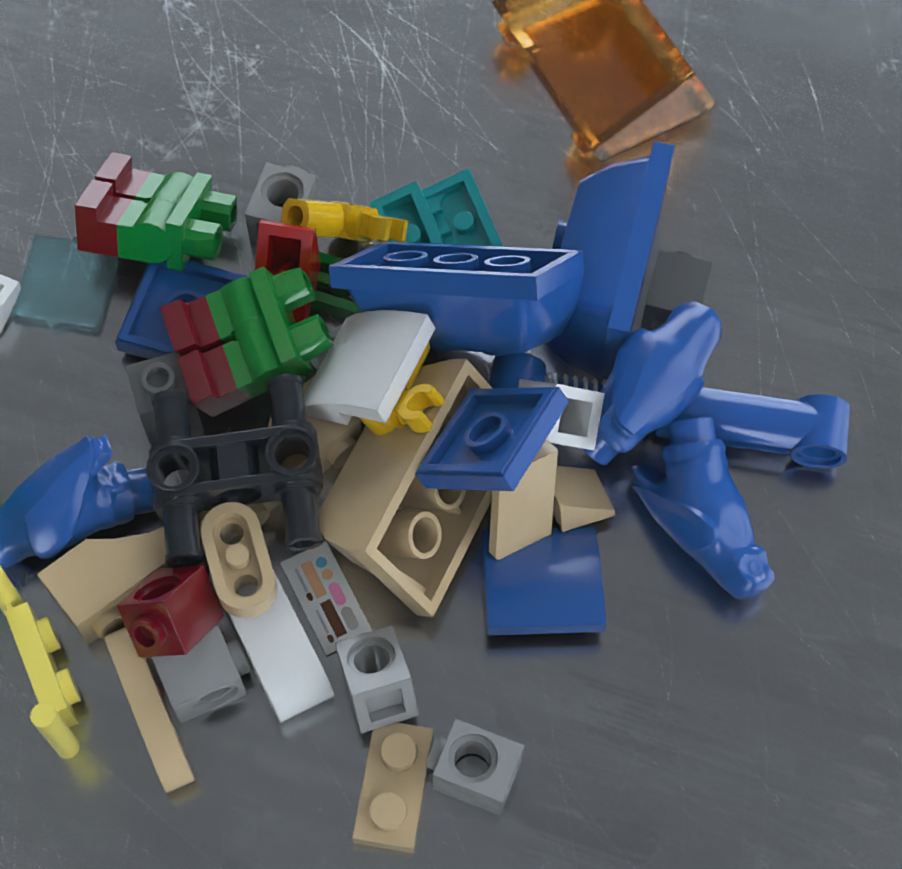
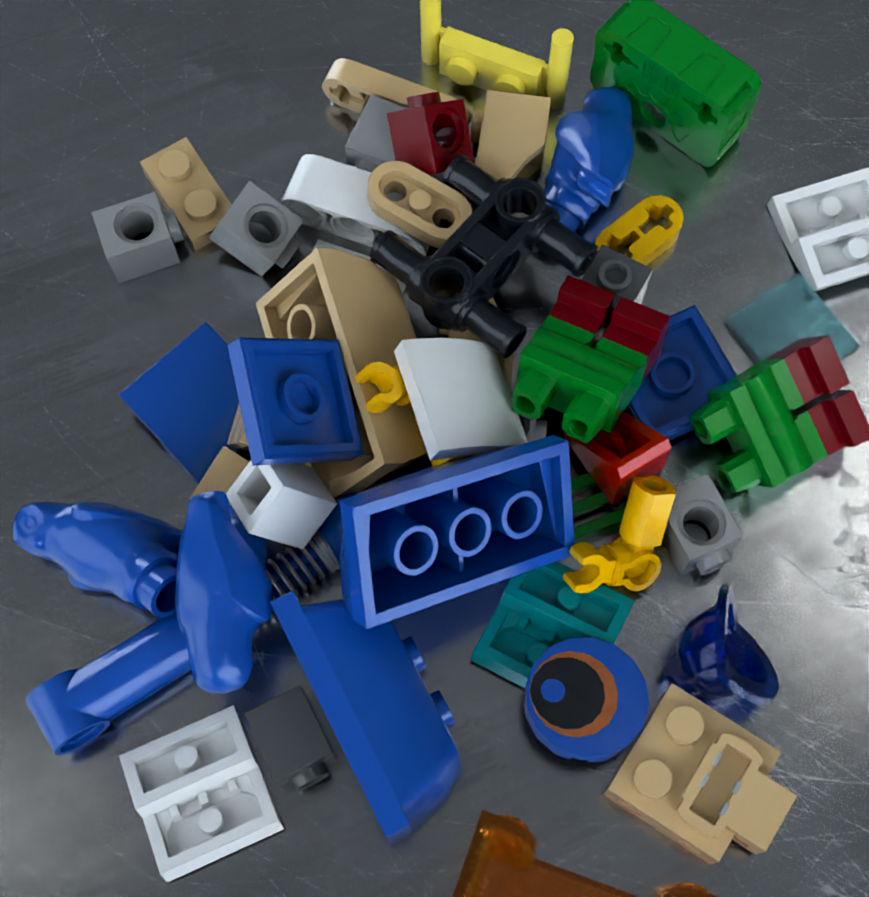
camera: 140 degrees right, 5 degrees up
(92, 422) = (632, 224): none -> yellow beam
(357, 117) = (722, 656): none -> clear blue helmet
(438, 81) = (701, 779): none -> tan piece
(464, 163) = (586, 699): none -> tile
(767, 318) = (200, 793): none -> white slope

